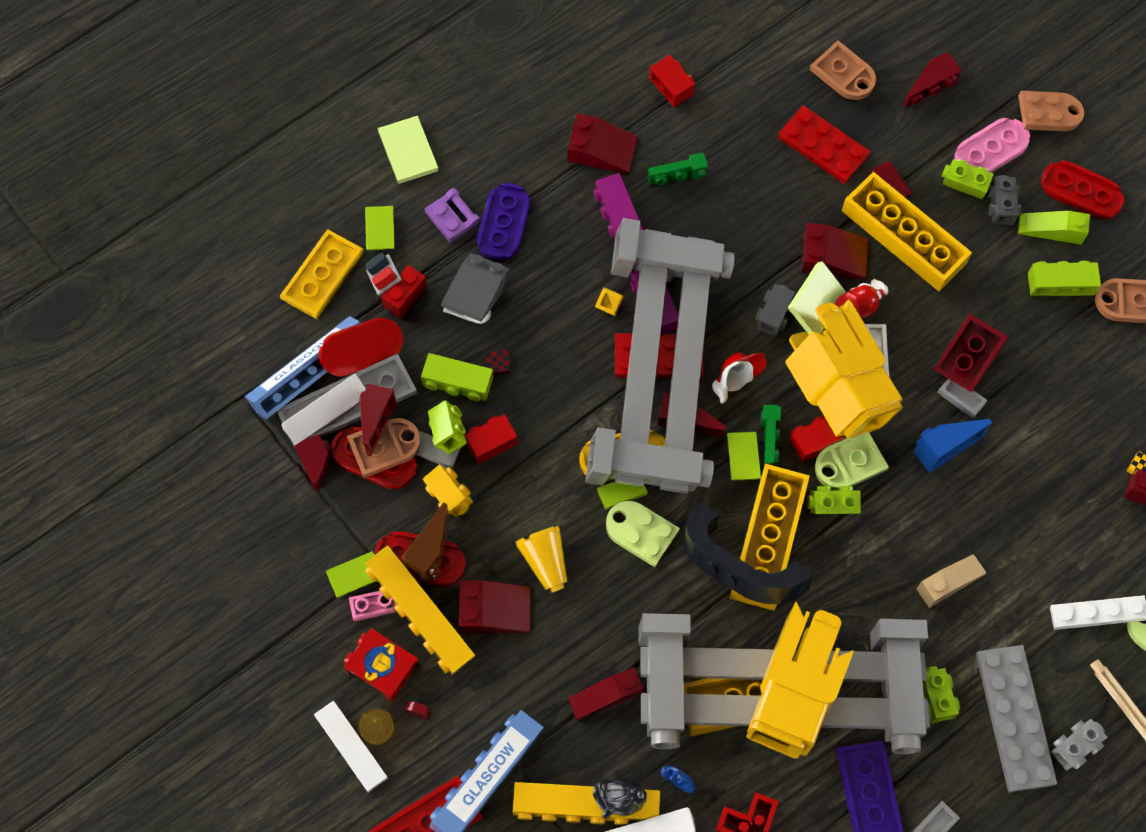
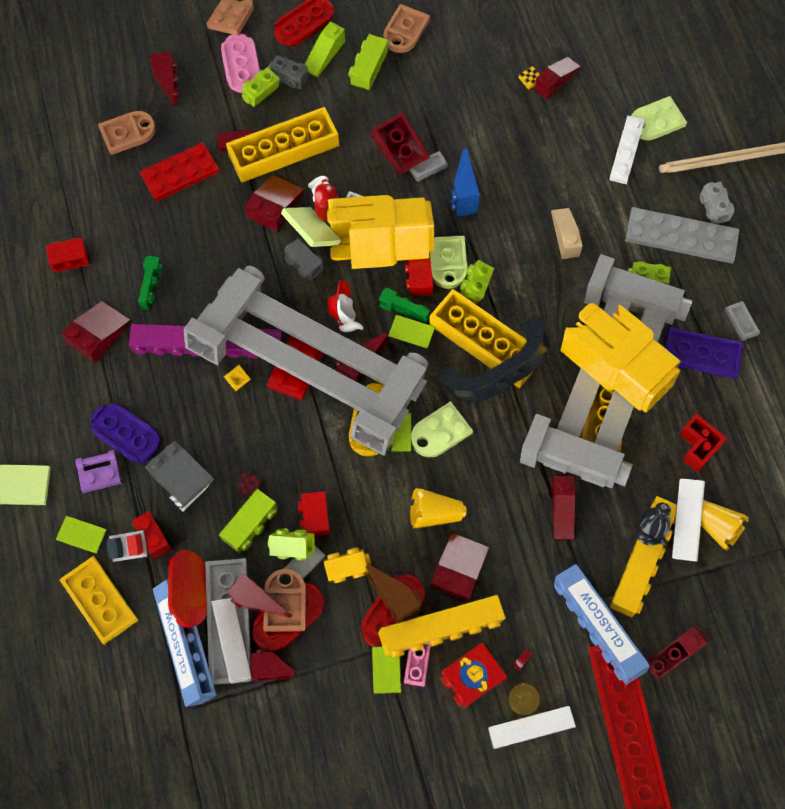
camera: 65 degrees left, 0 degrees up
(678, 779) = (650, 480): blue gear -> none

